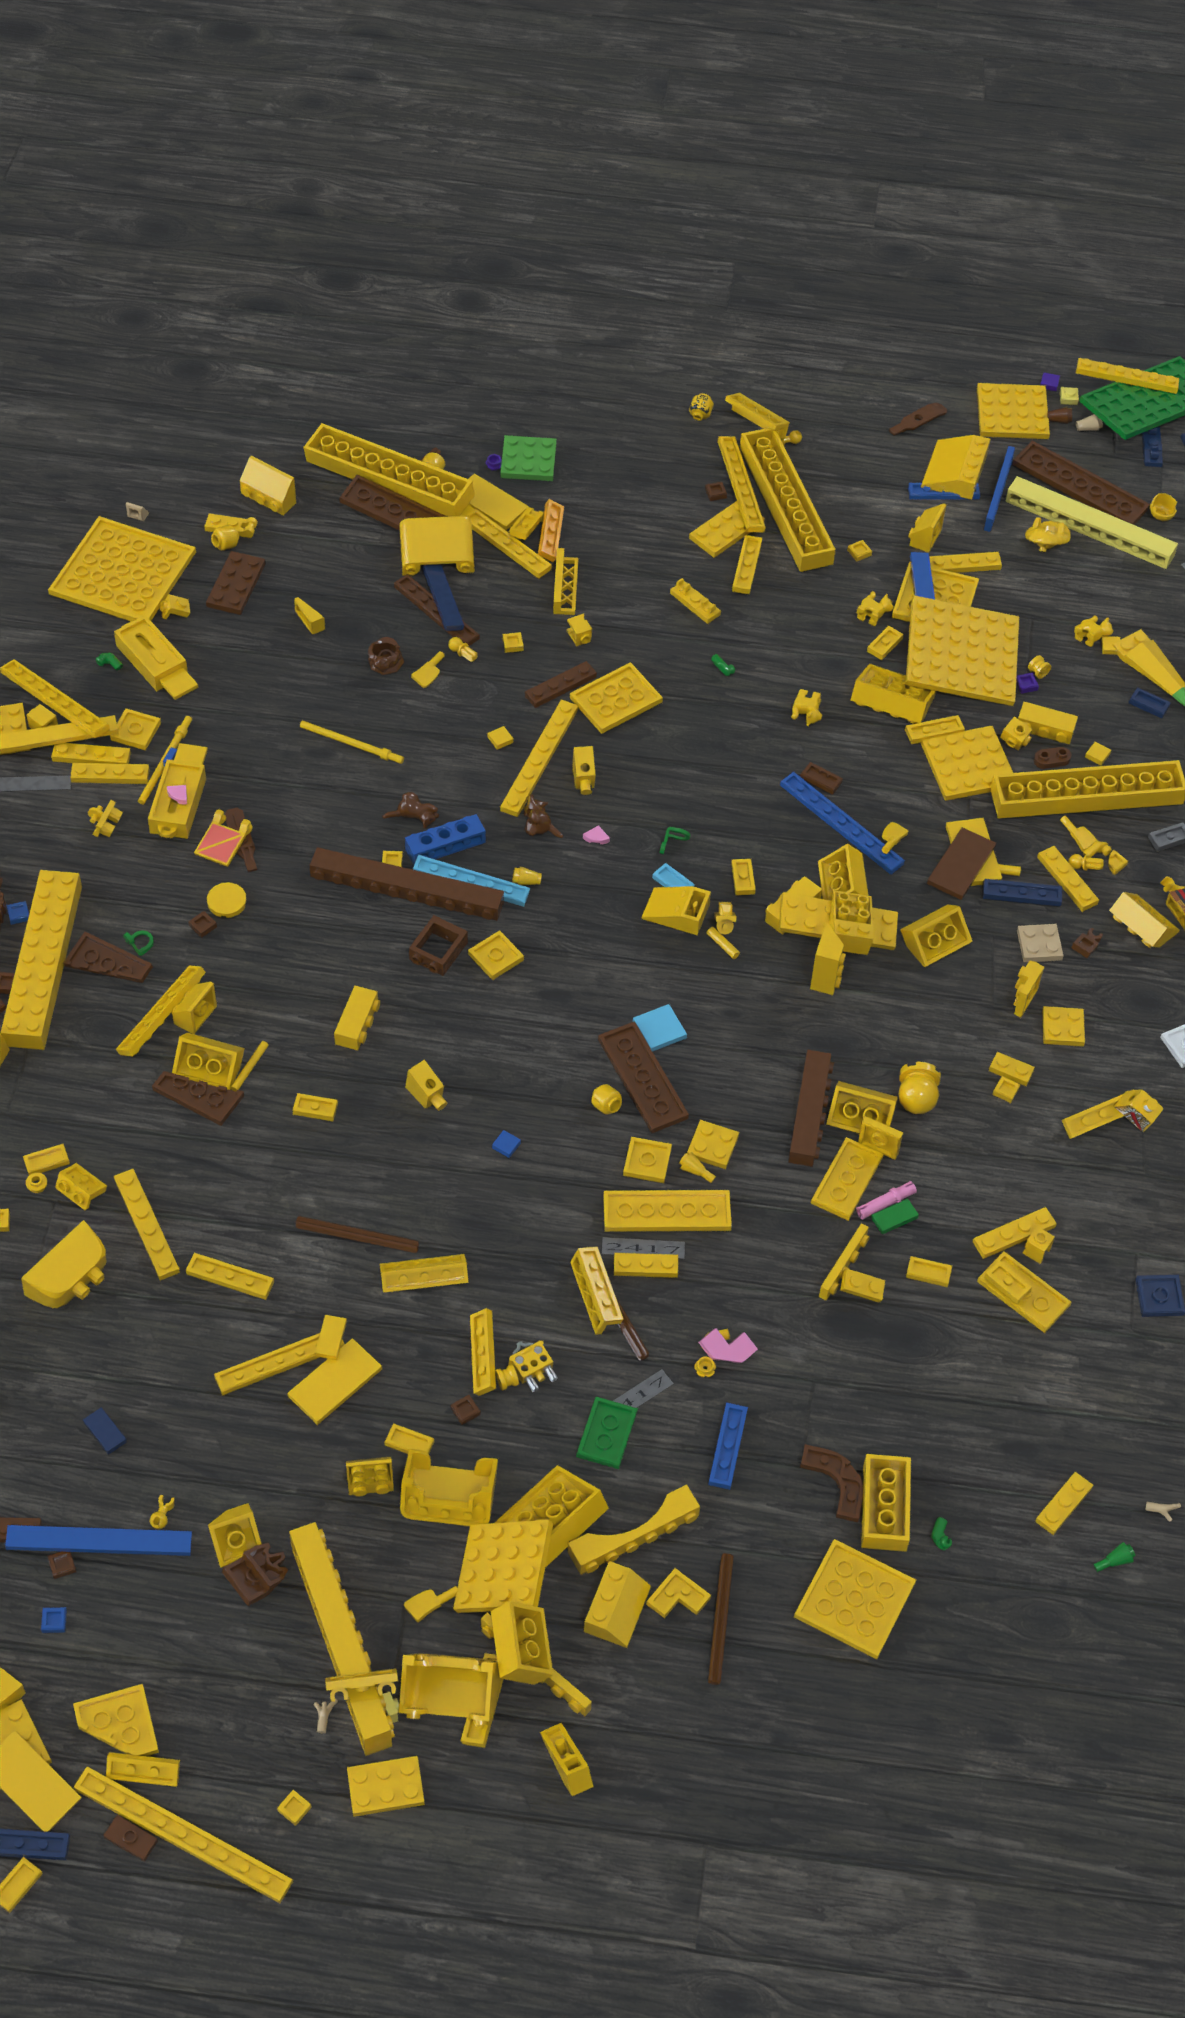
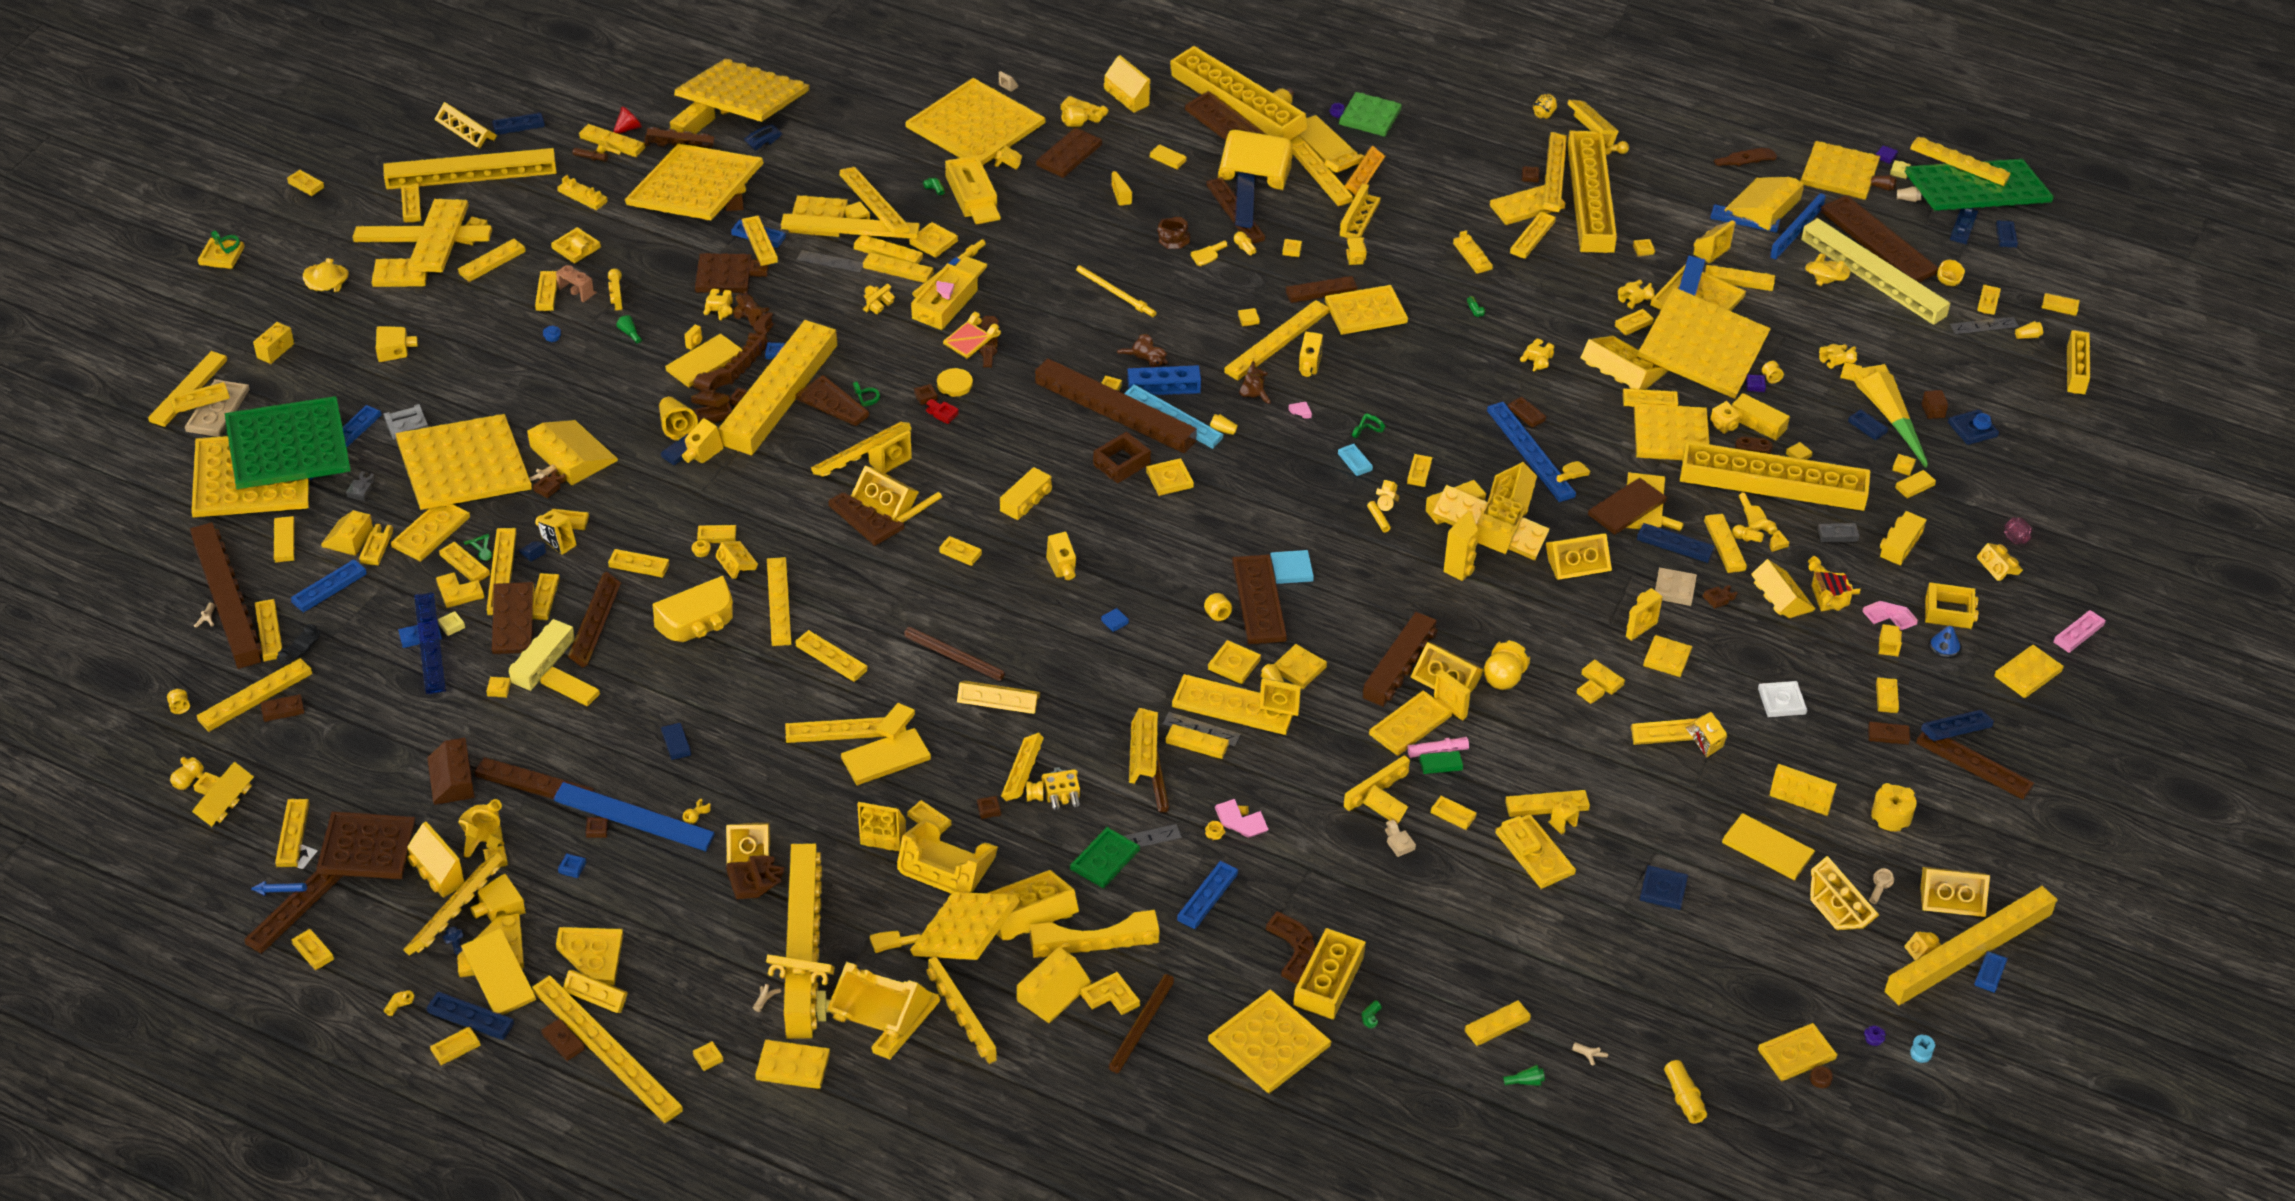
camera: 20 degrees right, 10 degrees down
(229, 941) = (943, 412): none -> red plate
(341, 562) = (1168, 156): none -> yellow tile
(521, 1643) = (951, 979): yellow brick -> none
(567, 1759) = (957, 1089): yellow slope -> none
(678, 907) = (1350, 479): yellow slope -> none
(715, 1191) = (1280, 696): none -> yellow slope
(890, 1322) = (1399, 841): none -> tan plate

